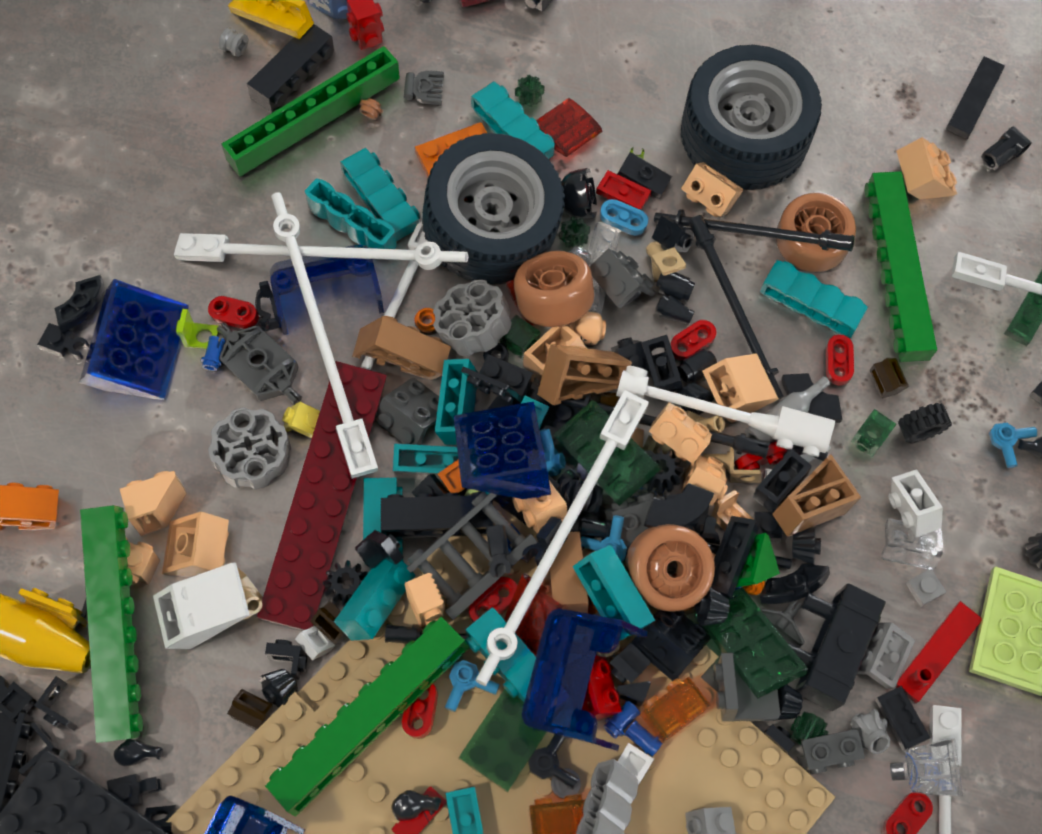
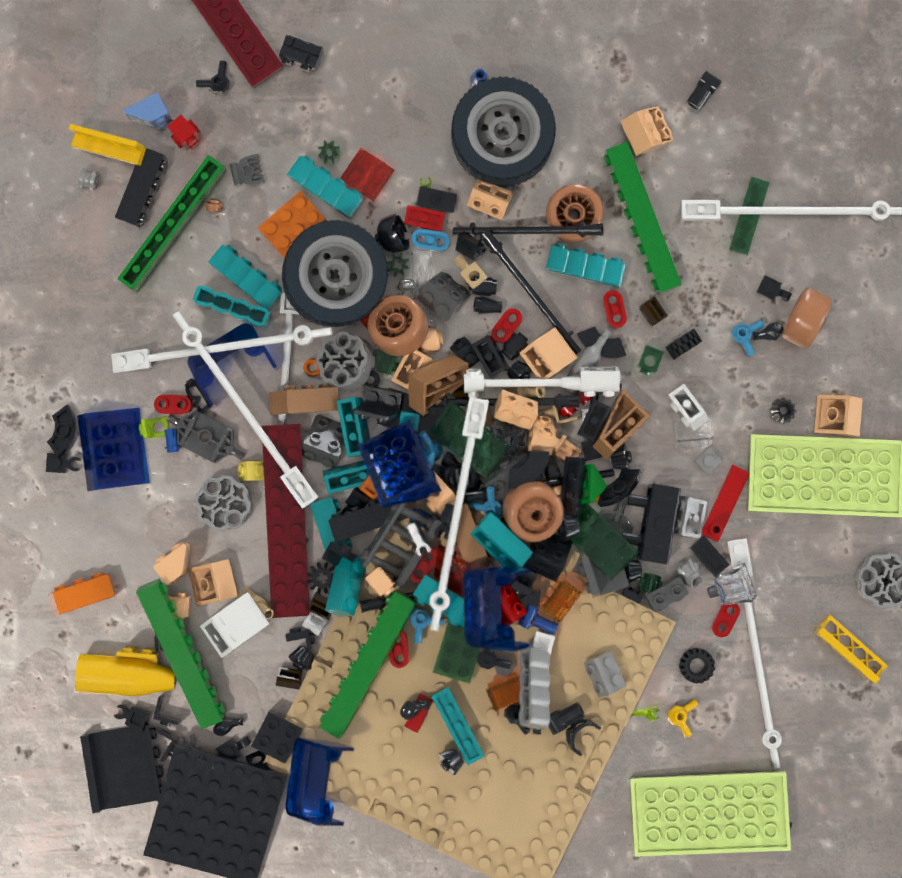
camera: 15 degrees left, 20 degrees up
(199, 787) = (276, 737): none -> black bracket
(975, 97) = (672, 47): black tile -> none

